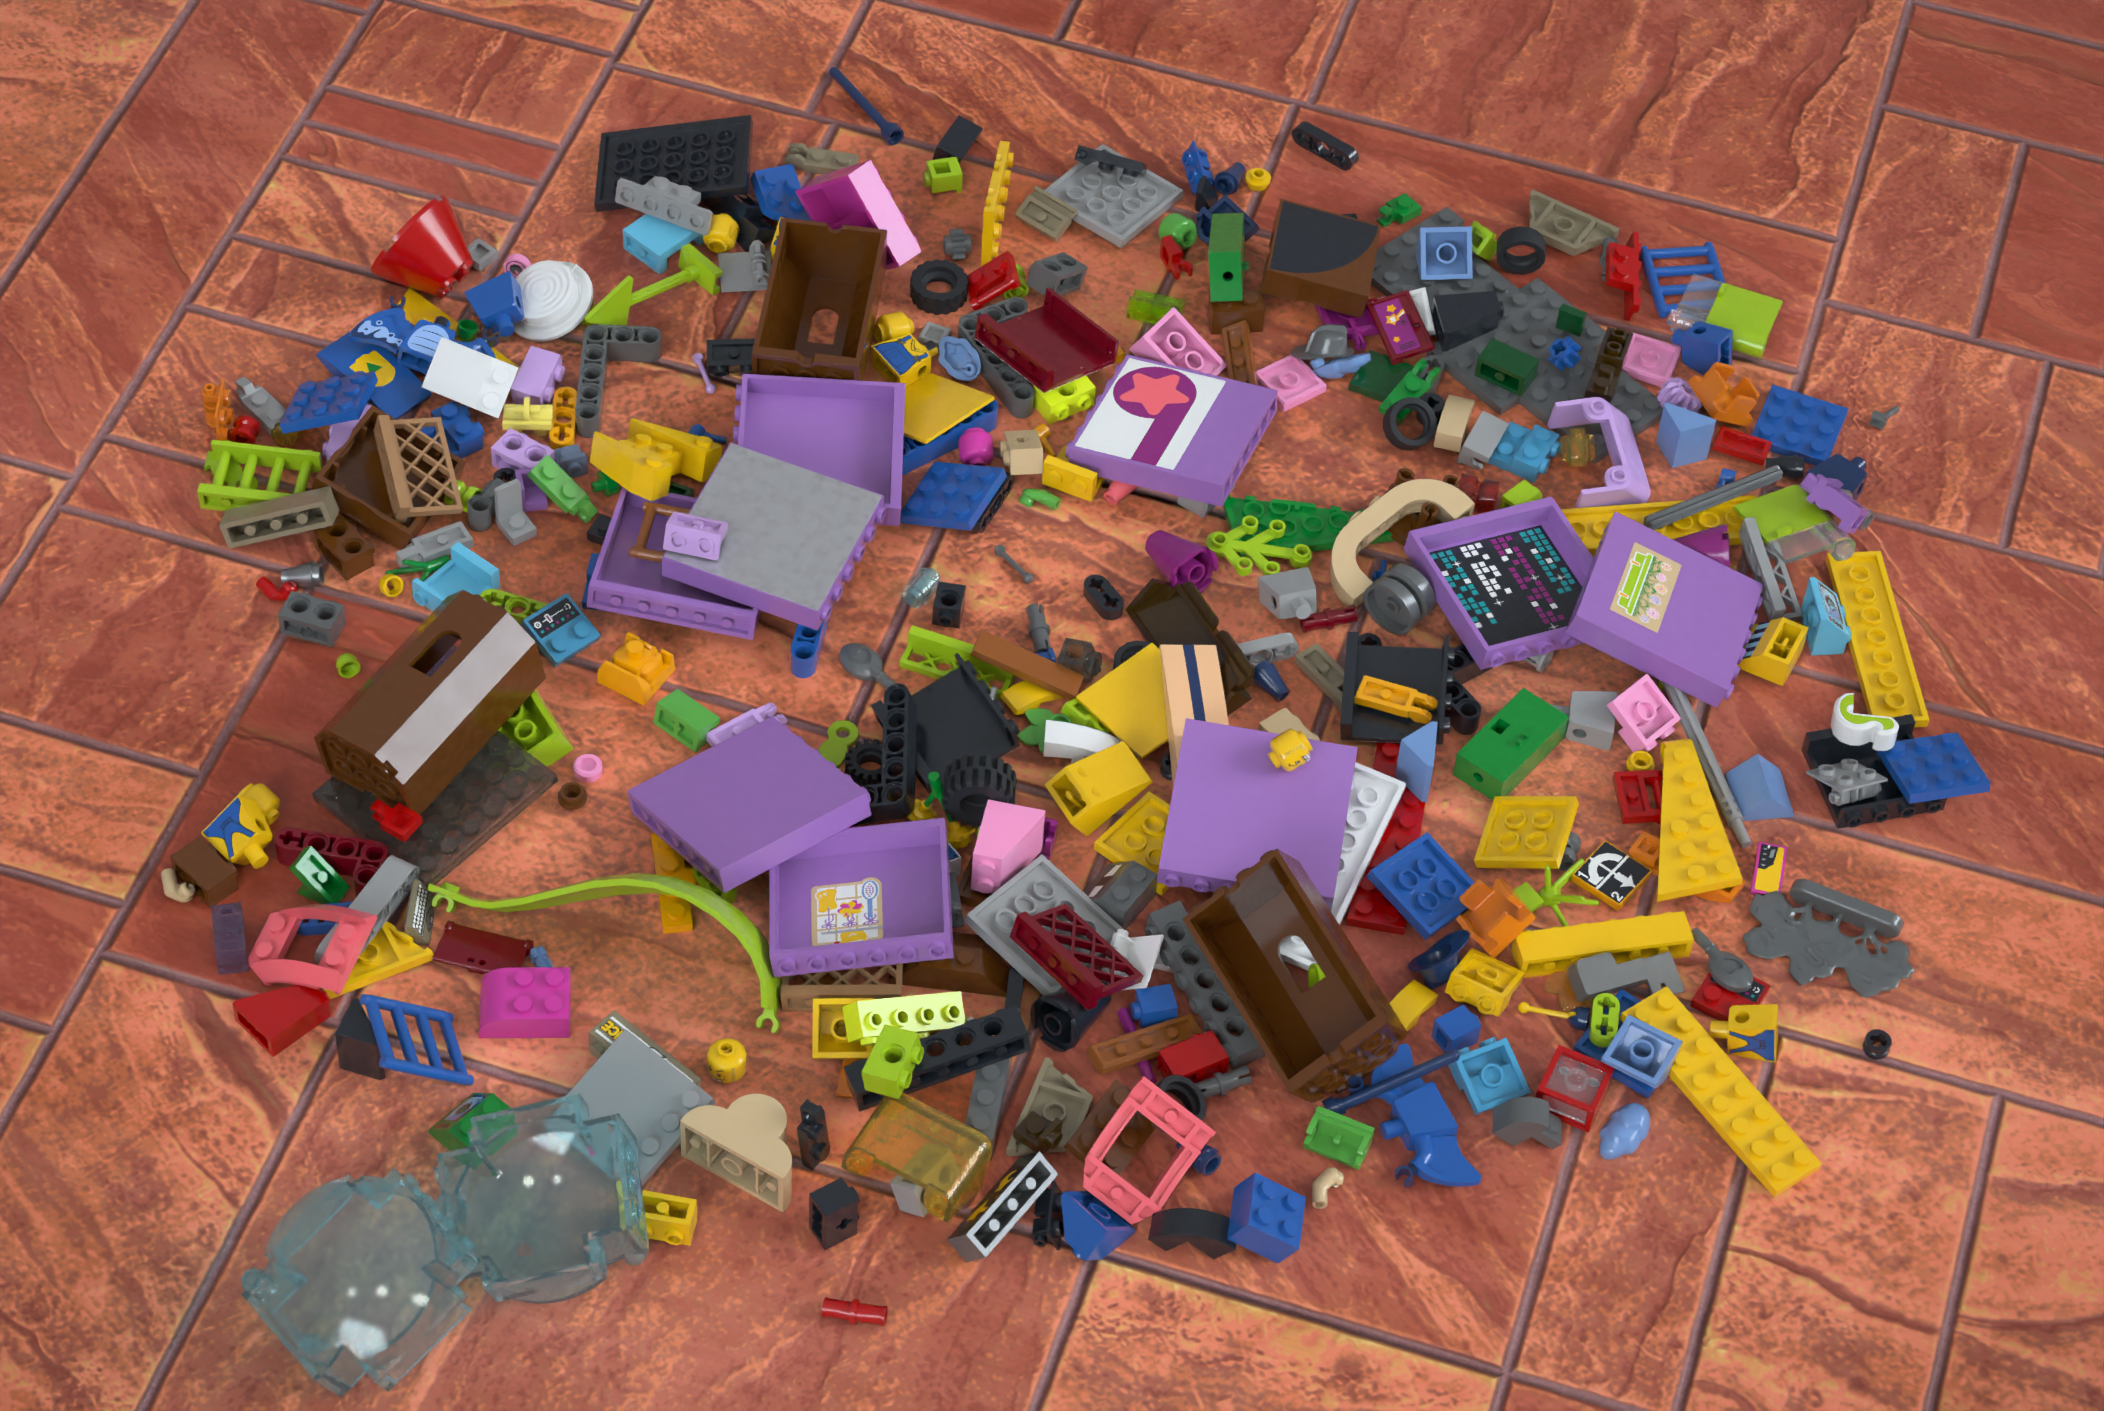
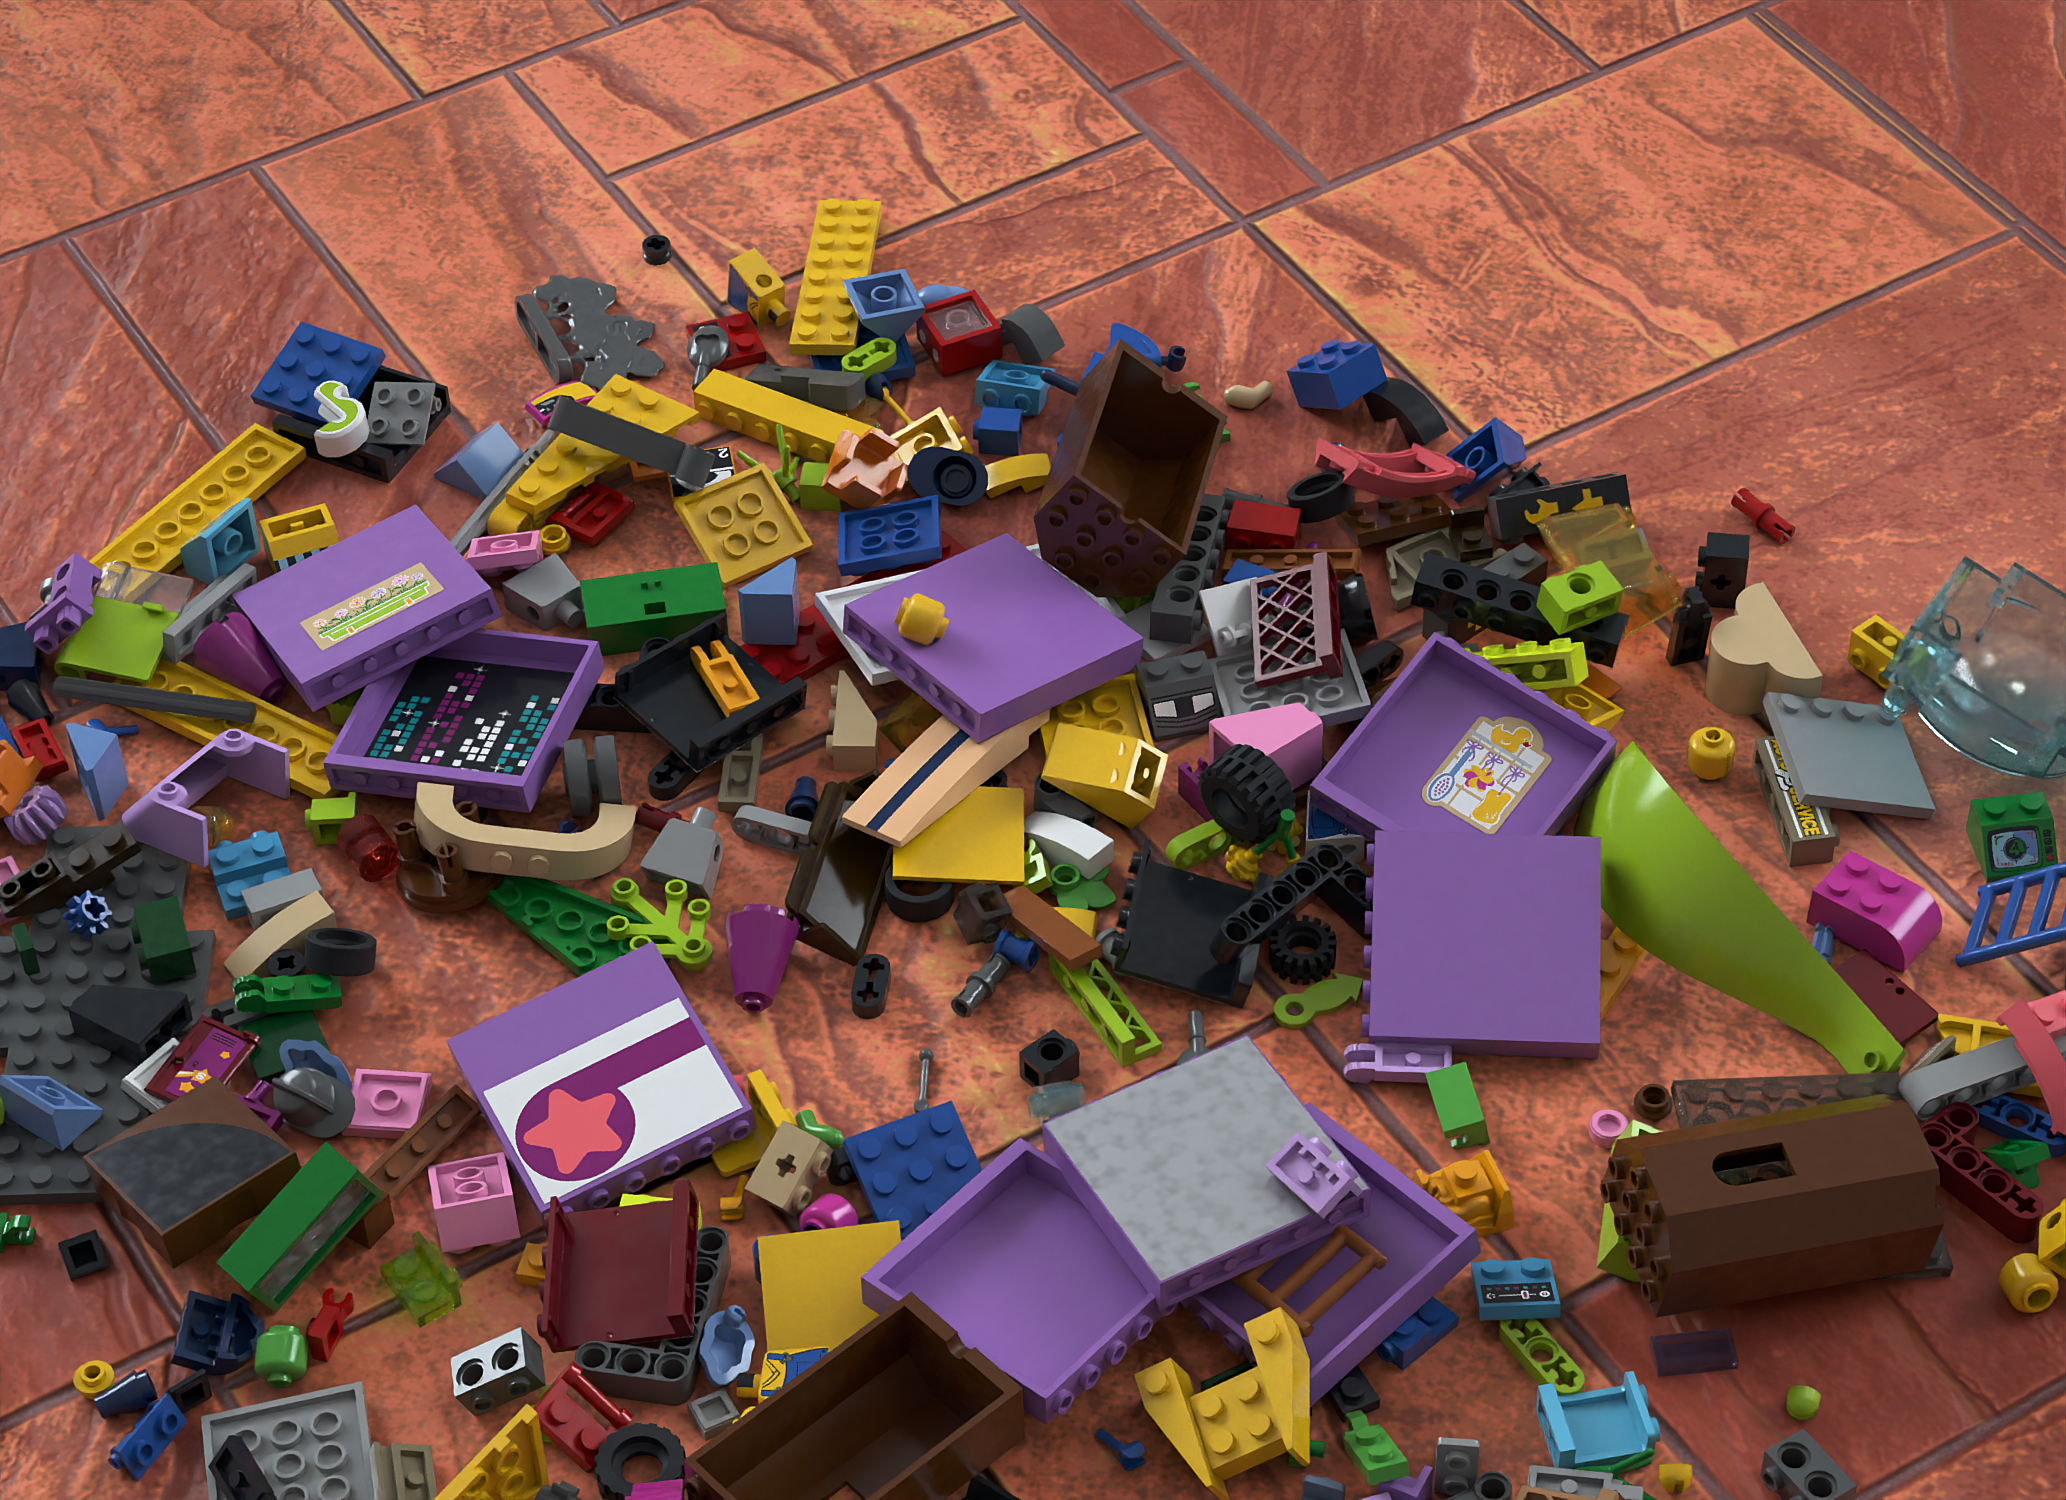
camera: 135 degrees left, 5 degrees down
(1641, 819) = (632, 441): none -> dark grey beam

